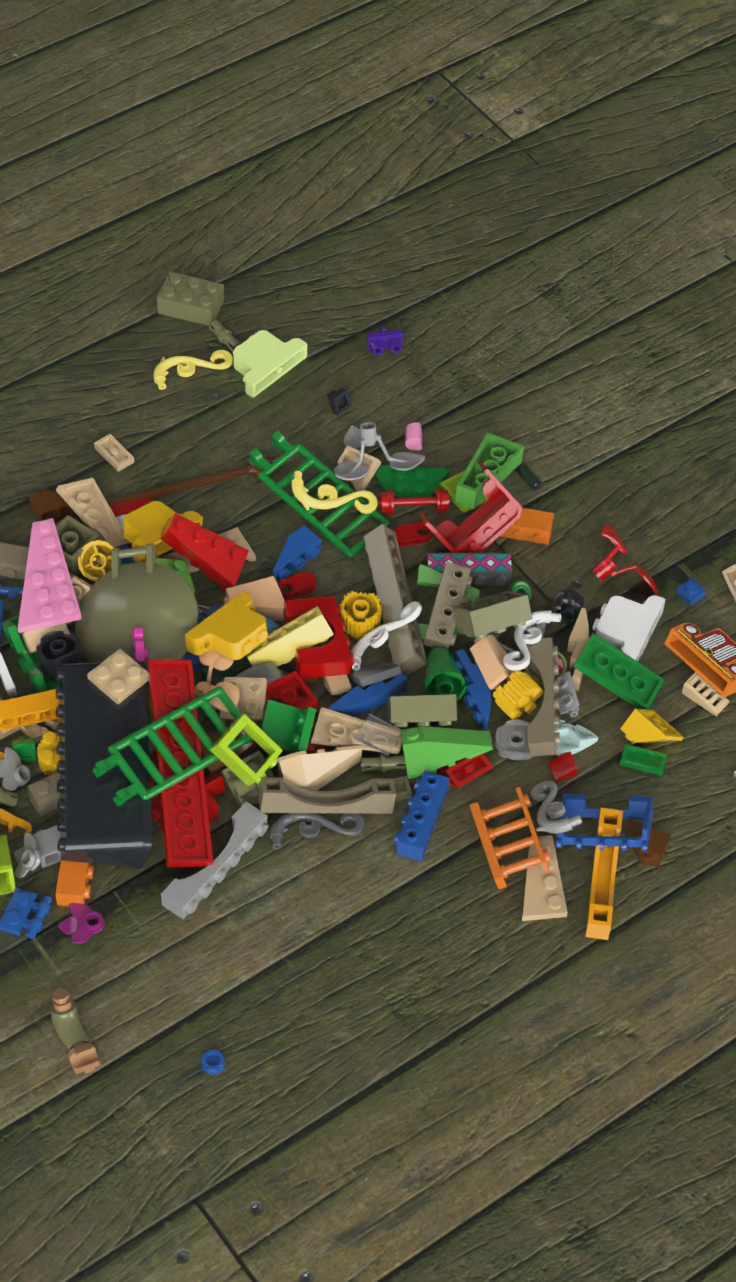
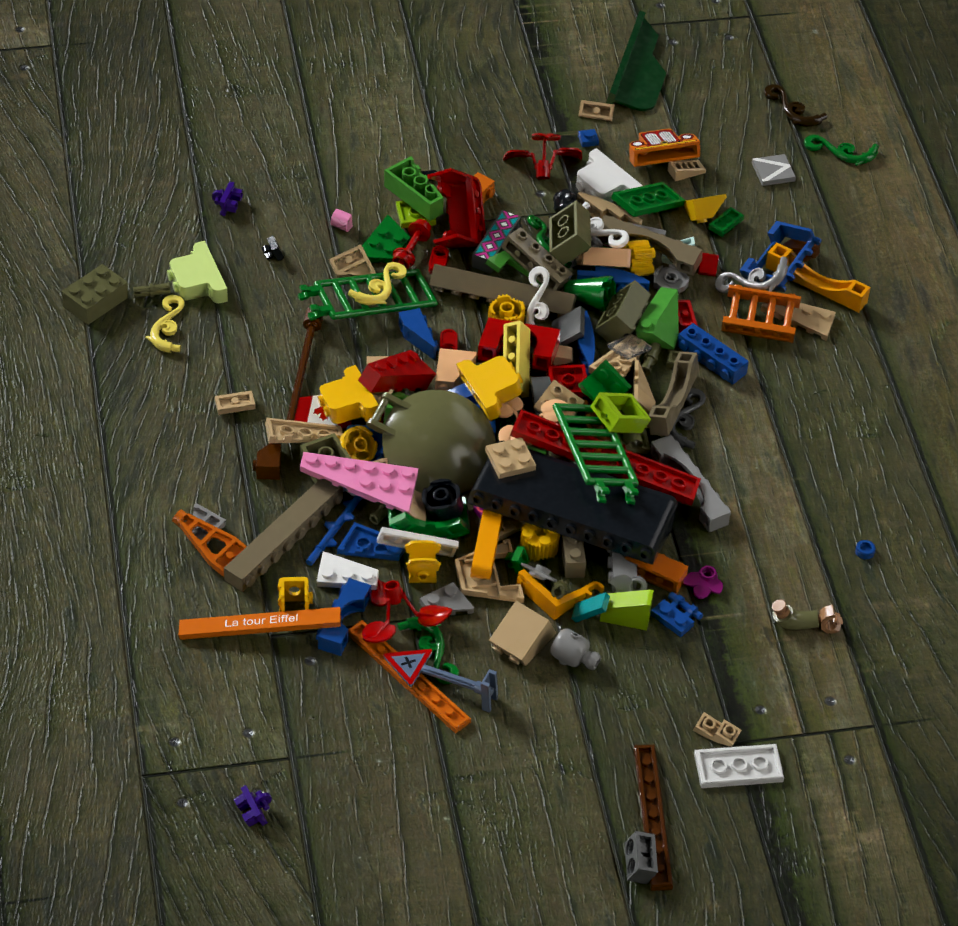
camera: 65 degrees left, 5 degrees down
(139, 652) = (477, 444): dark pink plate -> none
(365, 437) = (363, 264): light grey plant -> none

